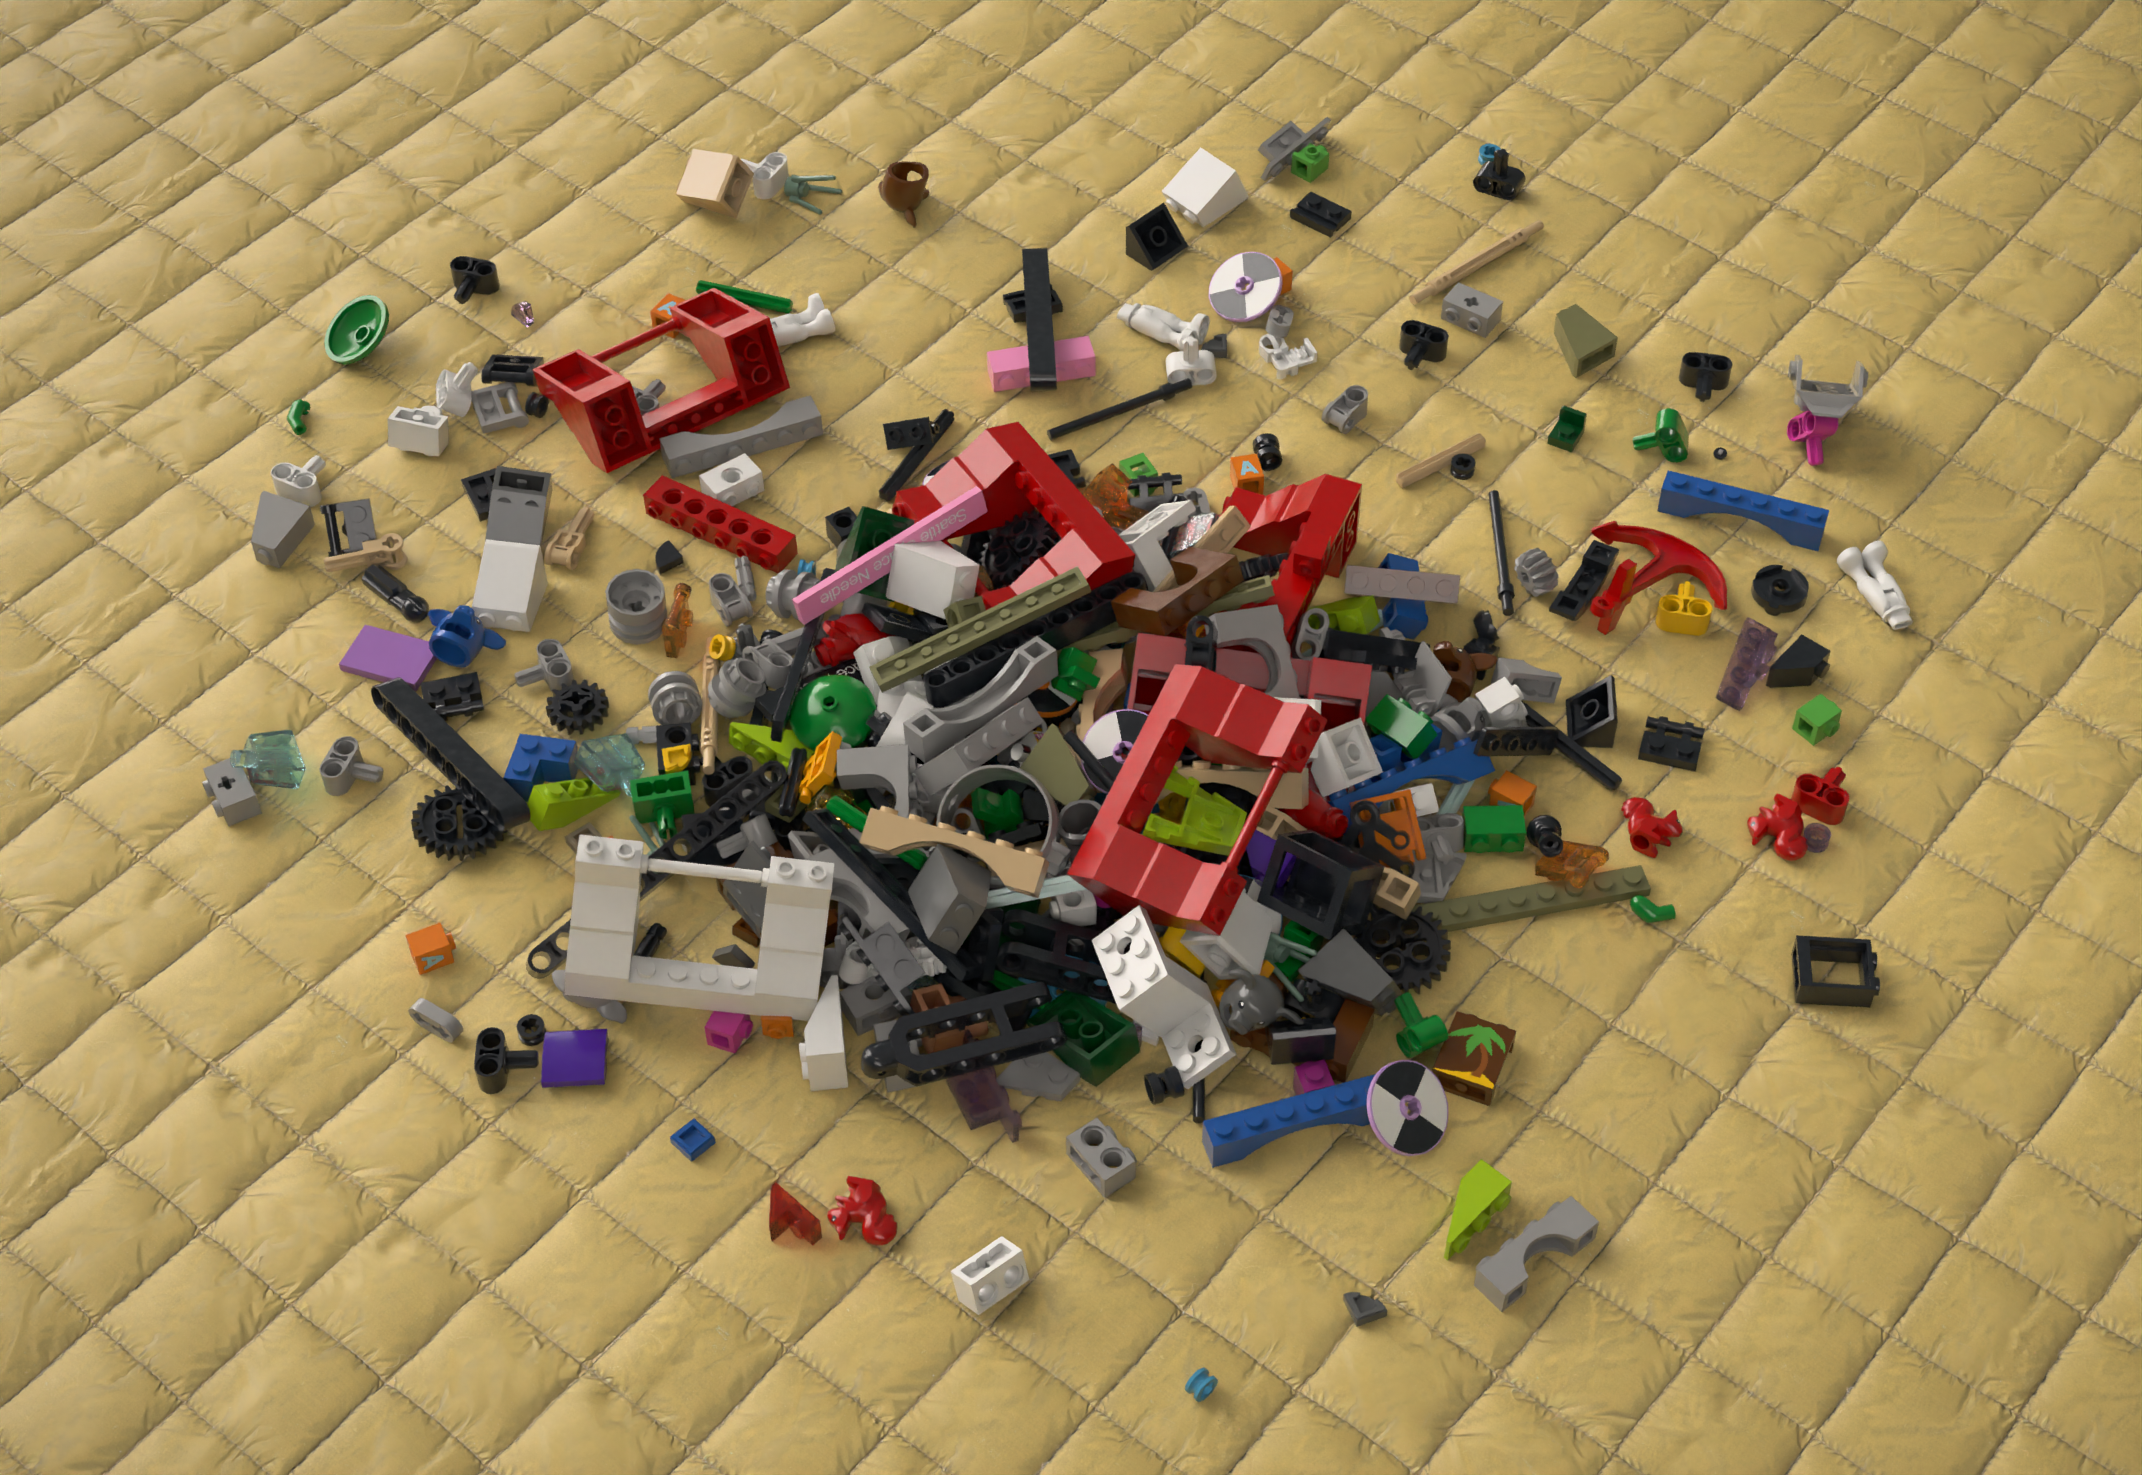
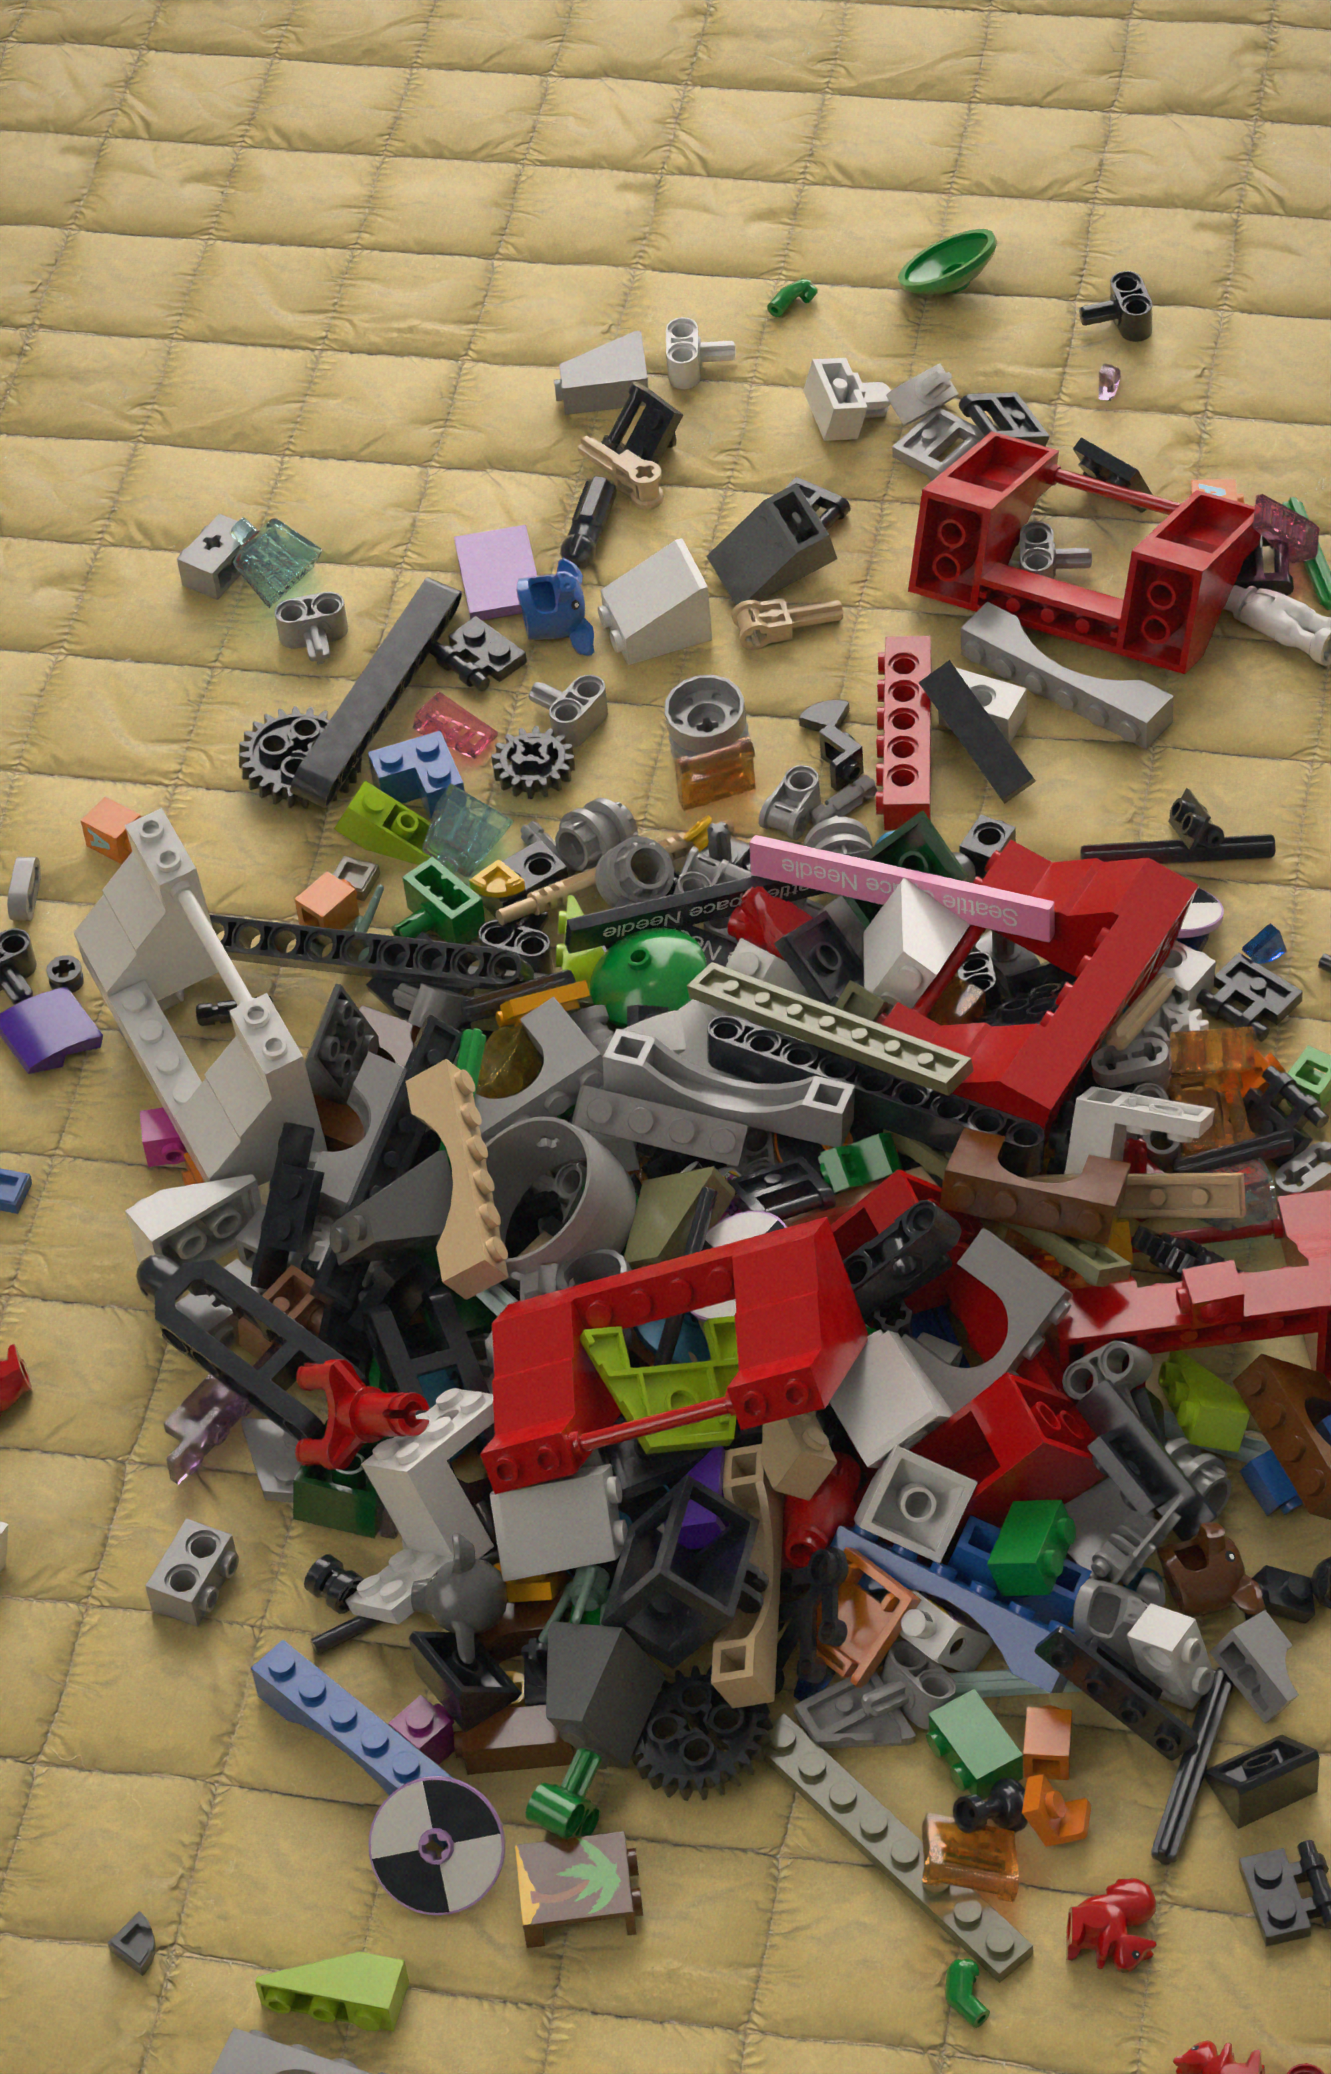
camera: 65 degrees right, 0 degrees up
(495, 738) = (443, 707): none -> clear pink slope
(604, 338) = (1108, 468): none -> black plate
(710, 560) = (842, 754): none -> black bracket
(733, 288) = (1288, 532): none -> clear pink slope
(756, 490) = (977, 731): none -> black tile
(1062, 711) = (781, 1183): none -> black plate
(1087, 990) = (355, 1414): none -> red wheel
(1566, 811) = (1050, 1816): none -> orange bracket

